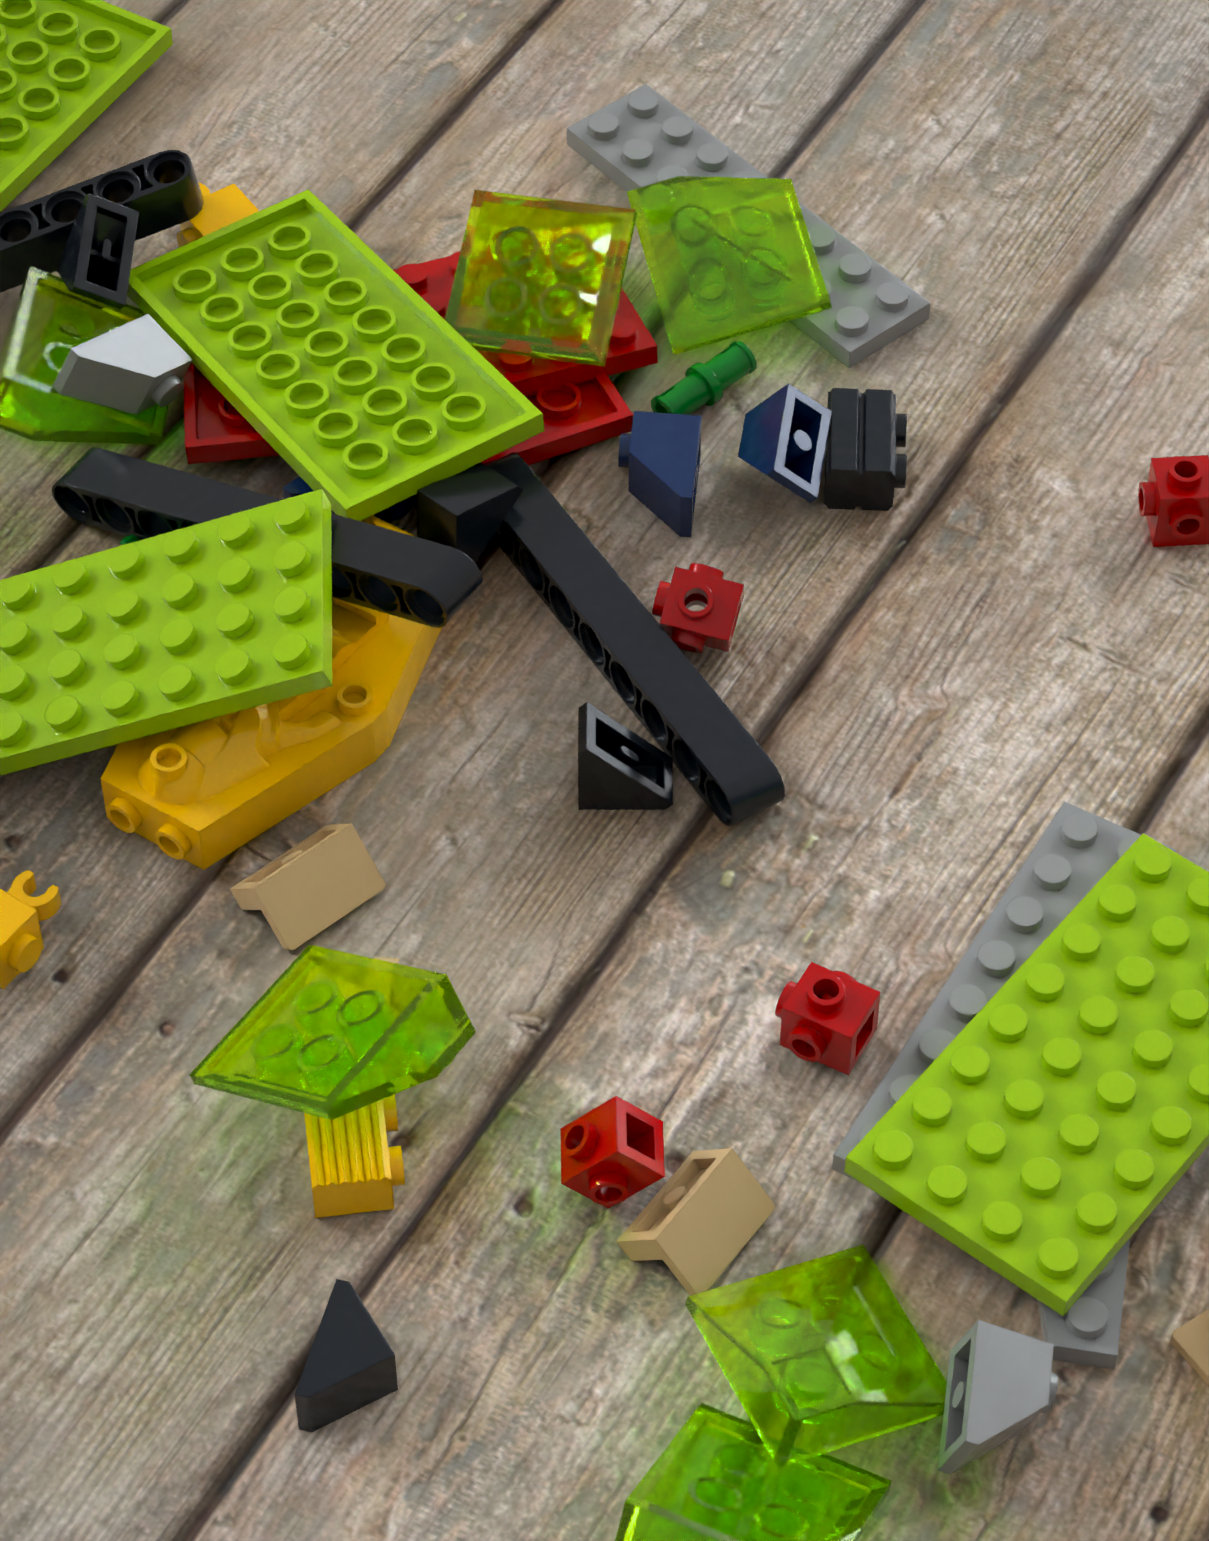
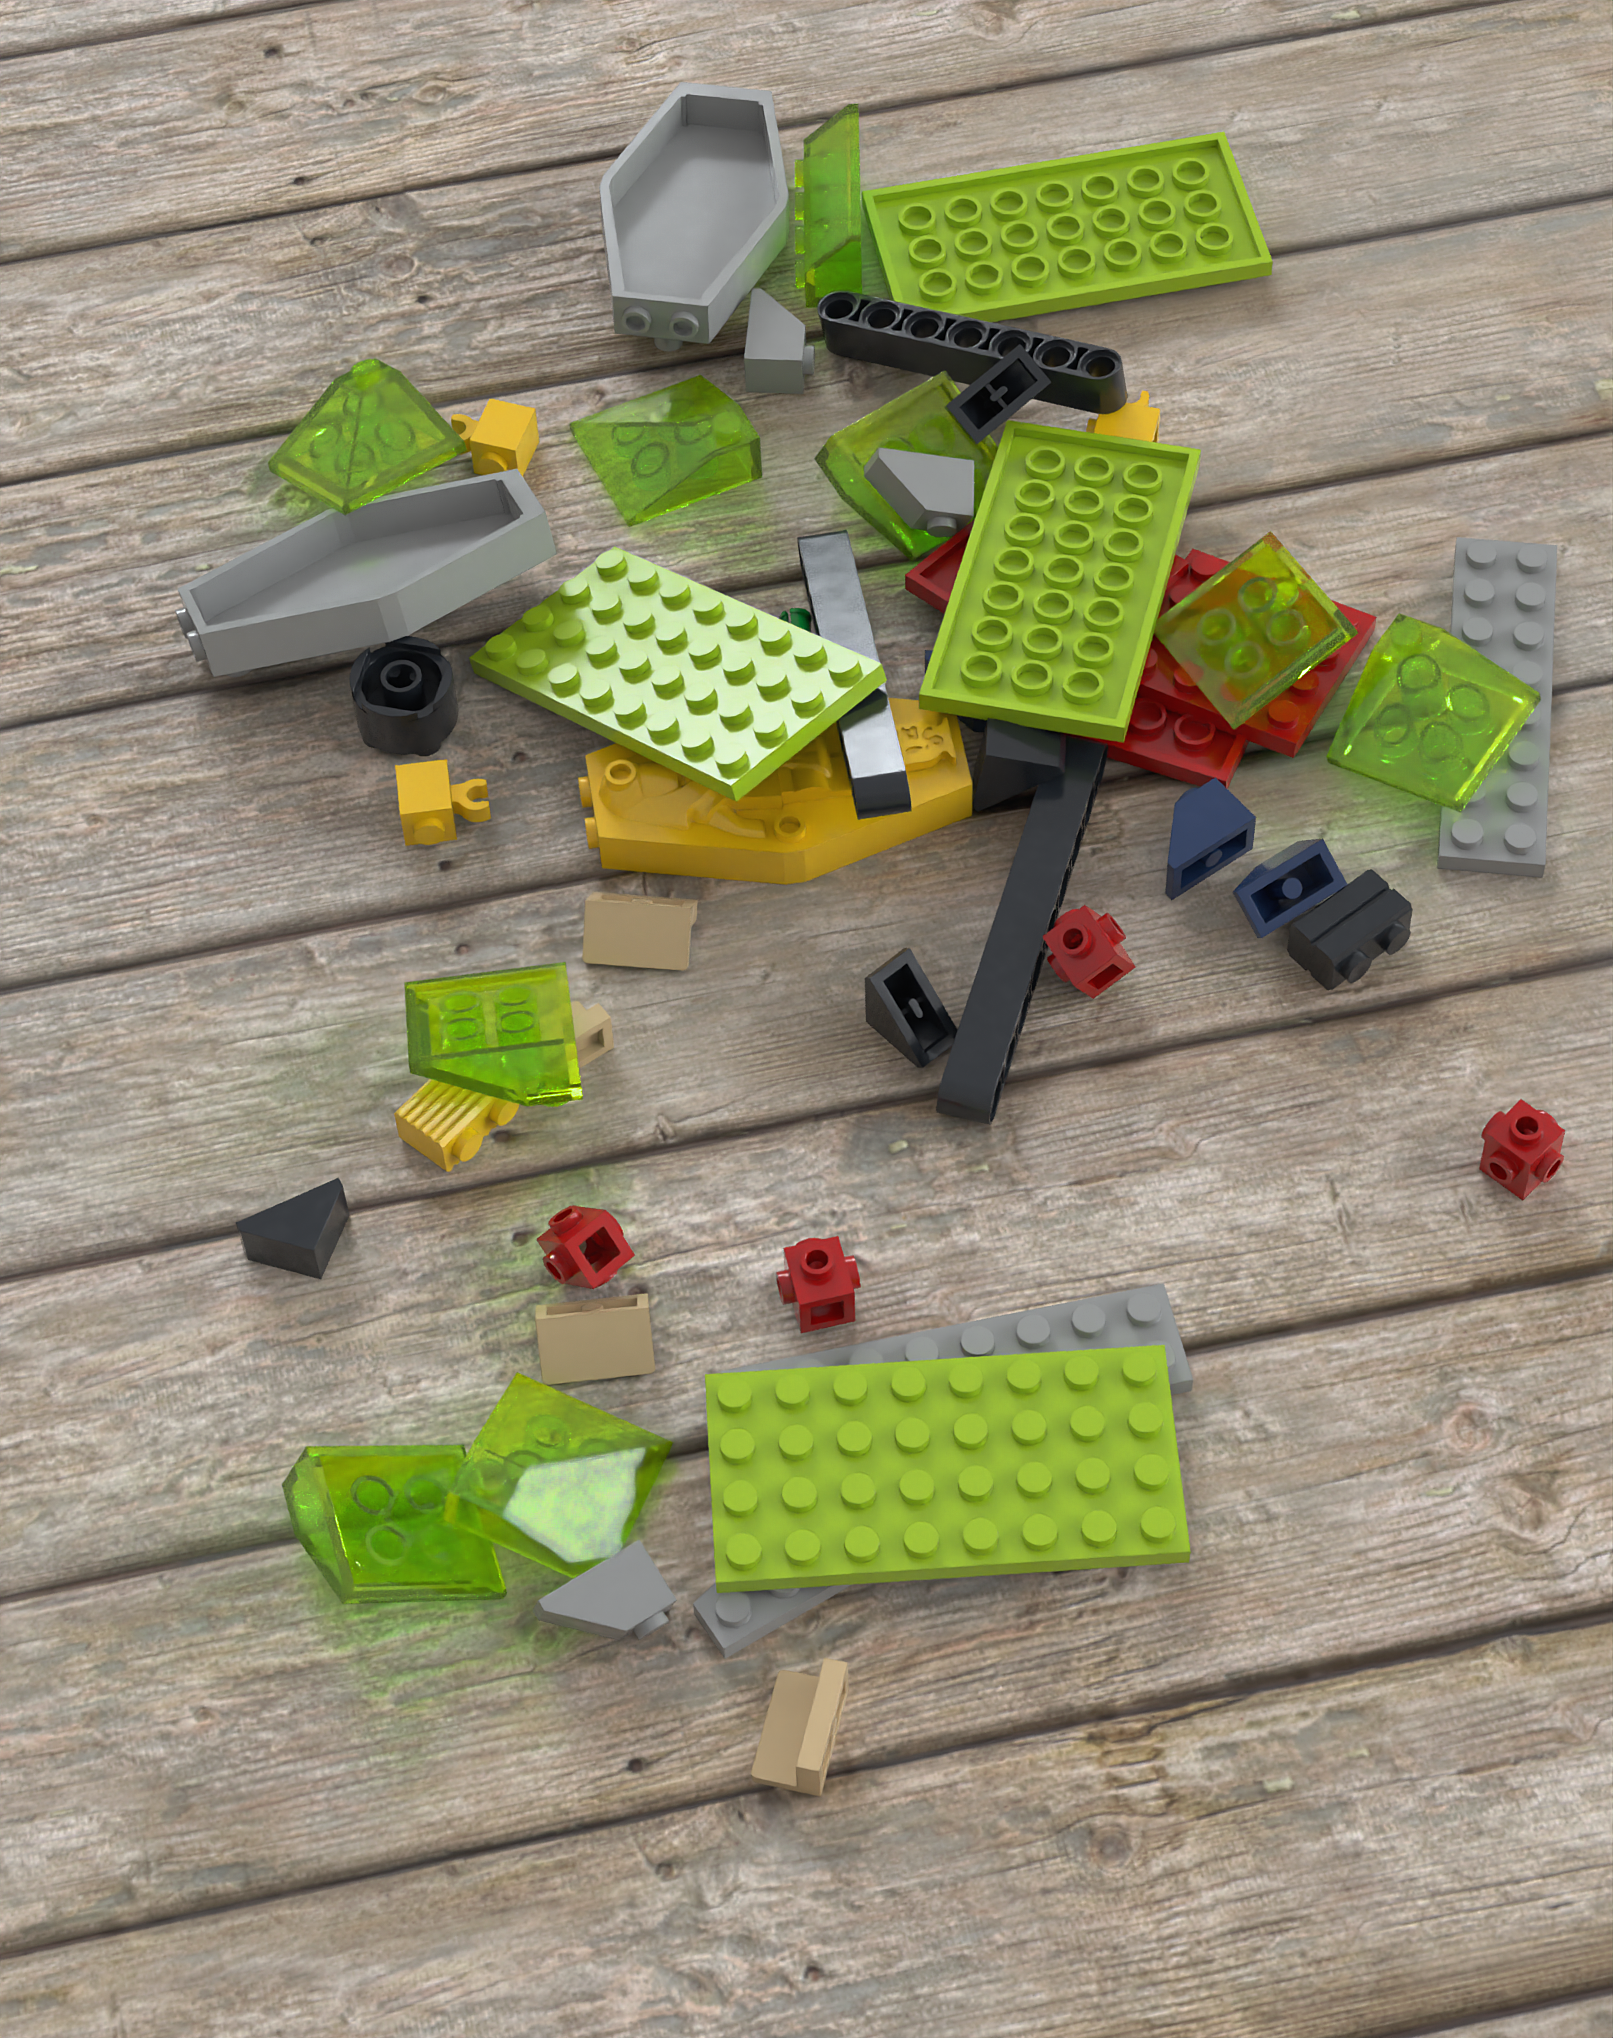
camera: 50 degrees right, 5 degrees up
(706, 381) = (1307, 798): green pin -> none

